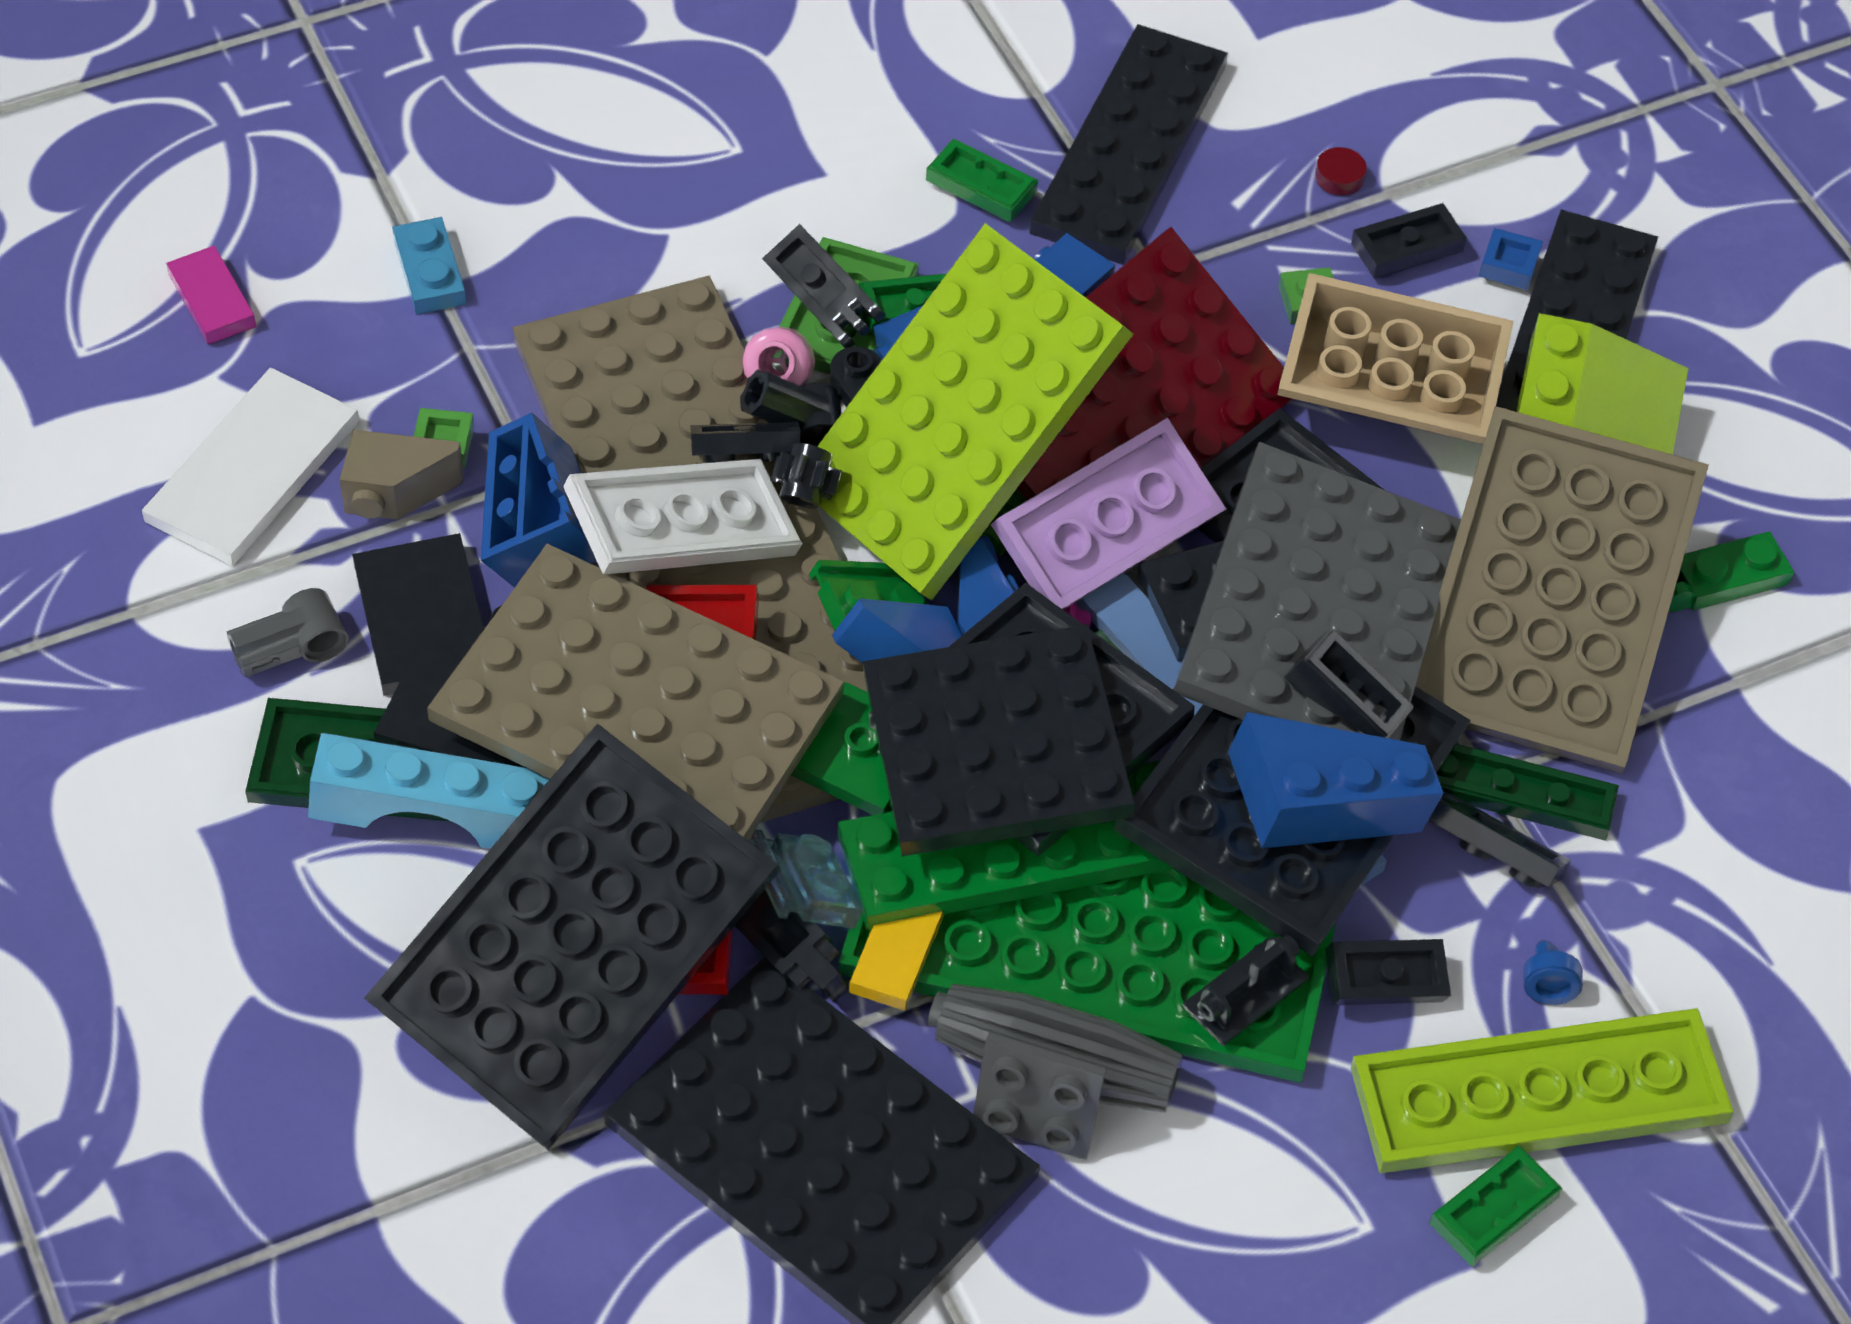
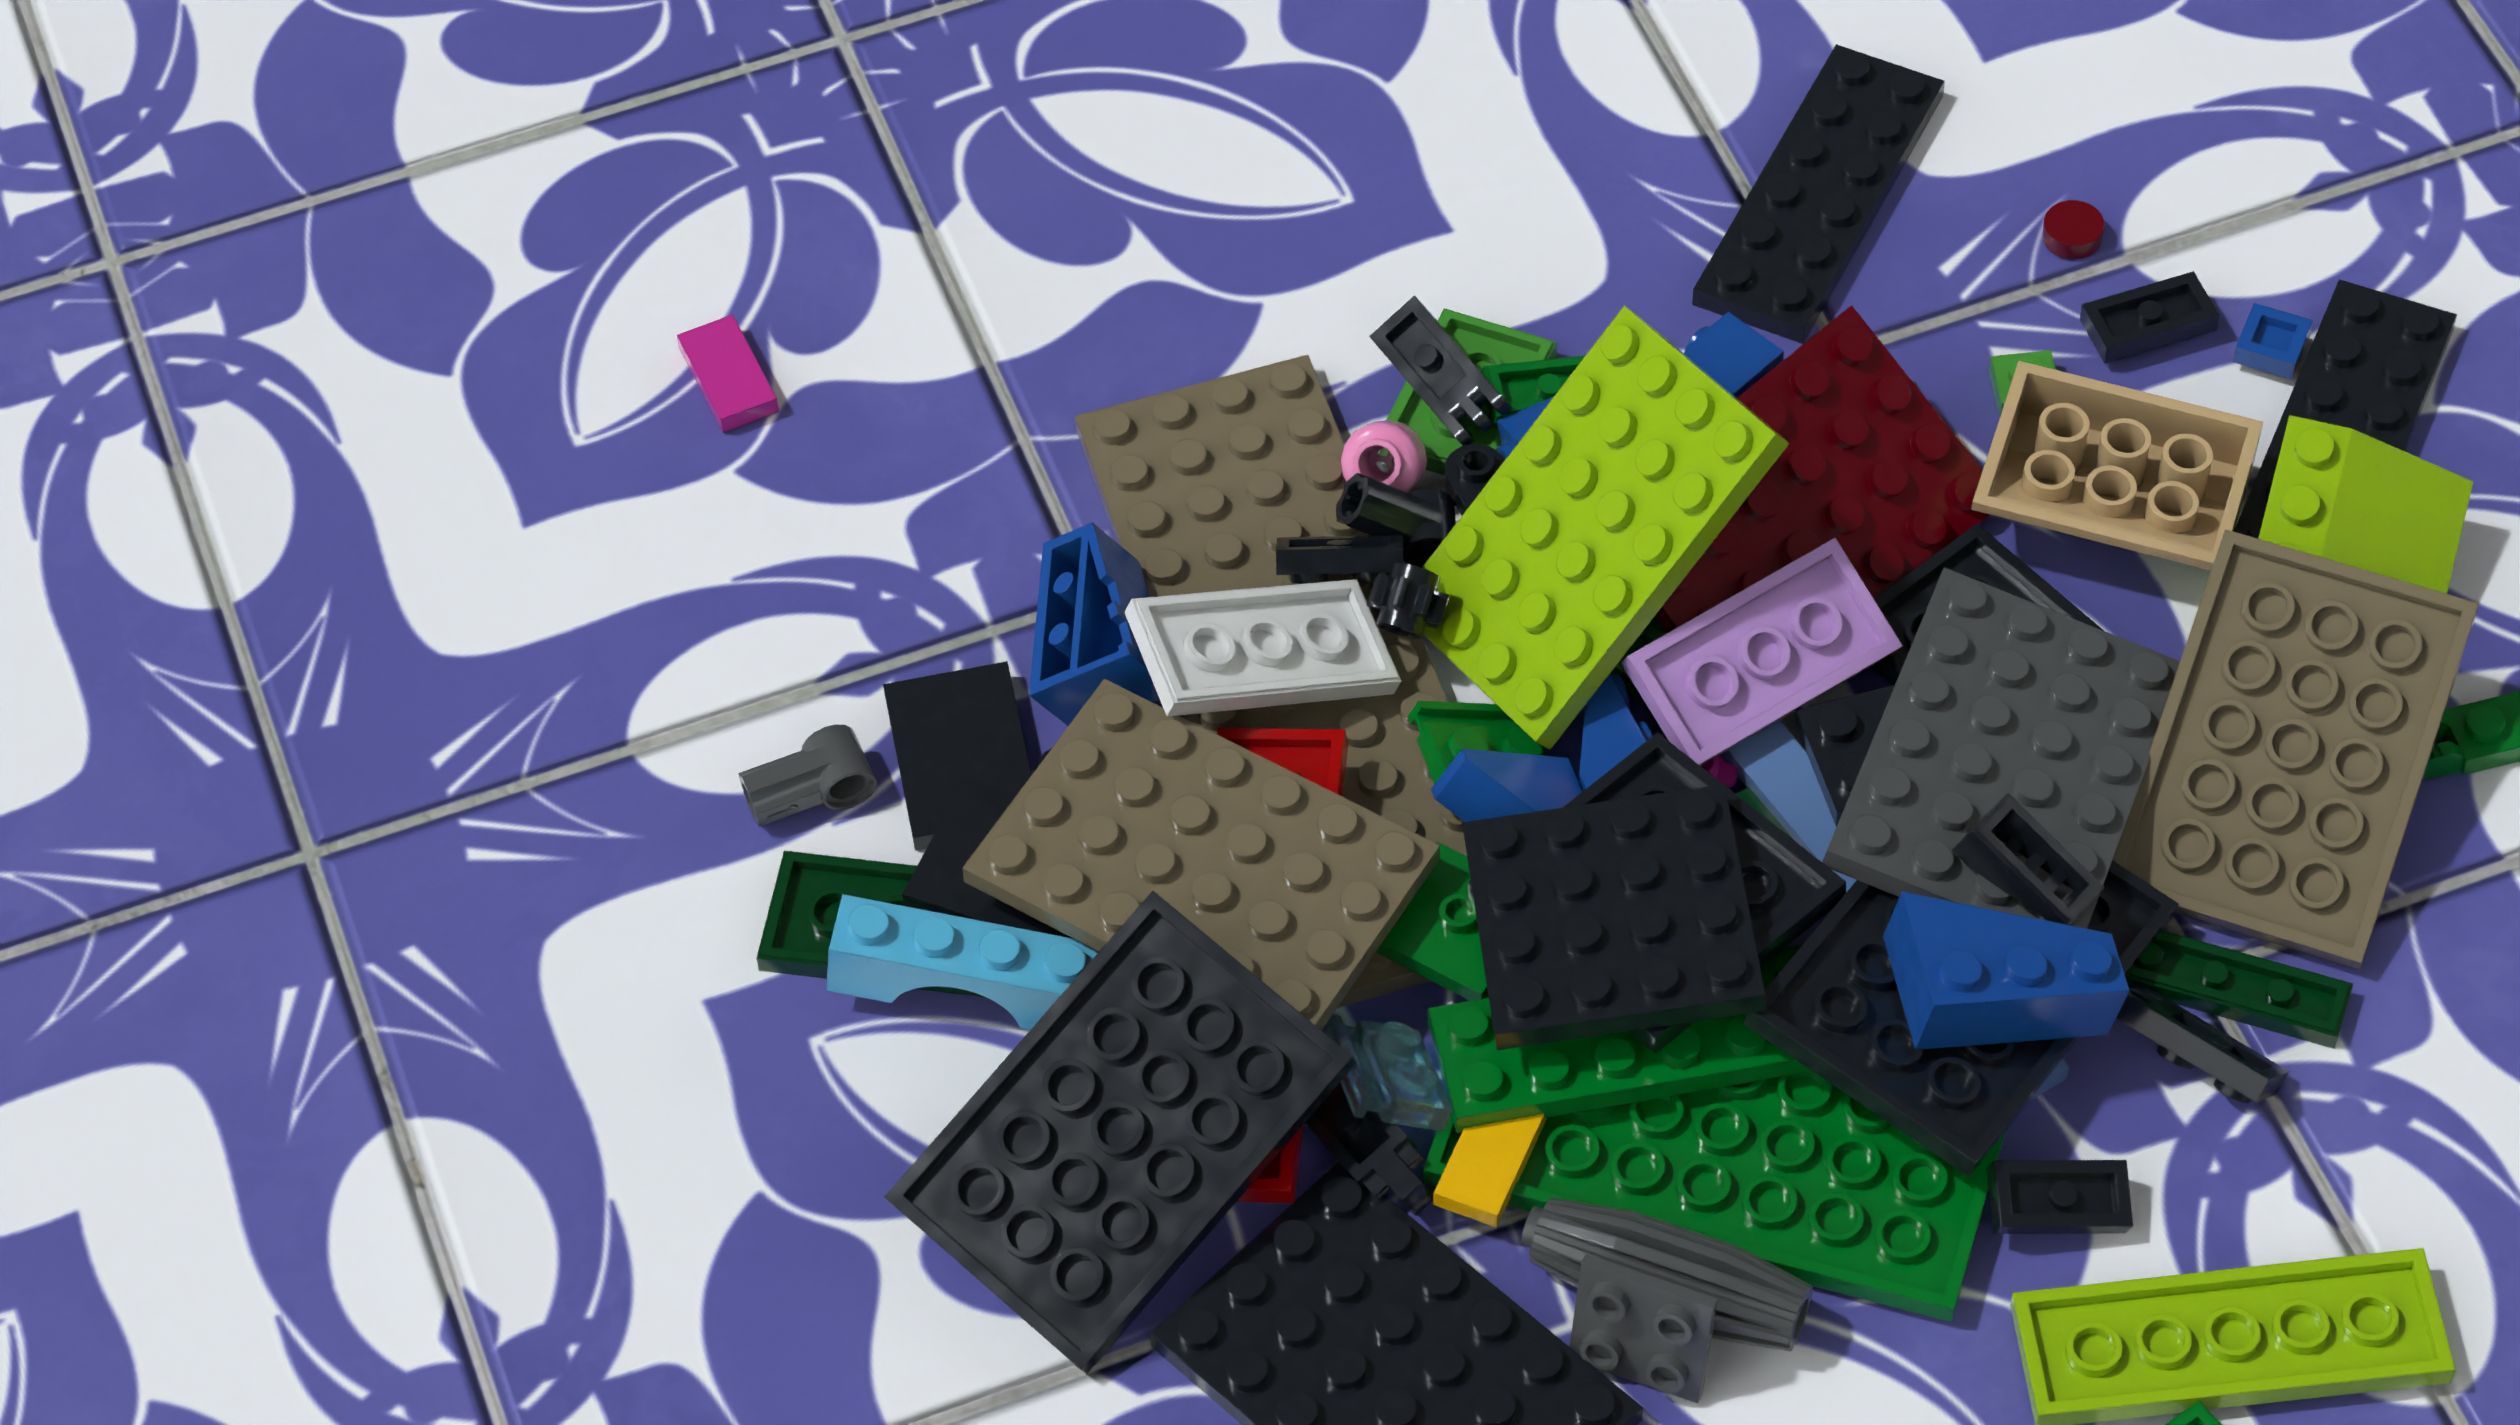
camera: 10 degrees right, 0 degrees up
(250, 466) = (770, 578): white tile -> none
(397, 473) = (936, 590): dark tan slope -> none
(429, 265) = (980, 339): dark azure plate -> none
(446, 426) = (990, 547): bright green plate -> none
(981, 180) = (1637, 239): green plate -> none
(1248, 989) = (1892, 1212): black hinge -> none
(1552, 975) = (2254, 1205): blue tile -> none

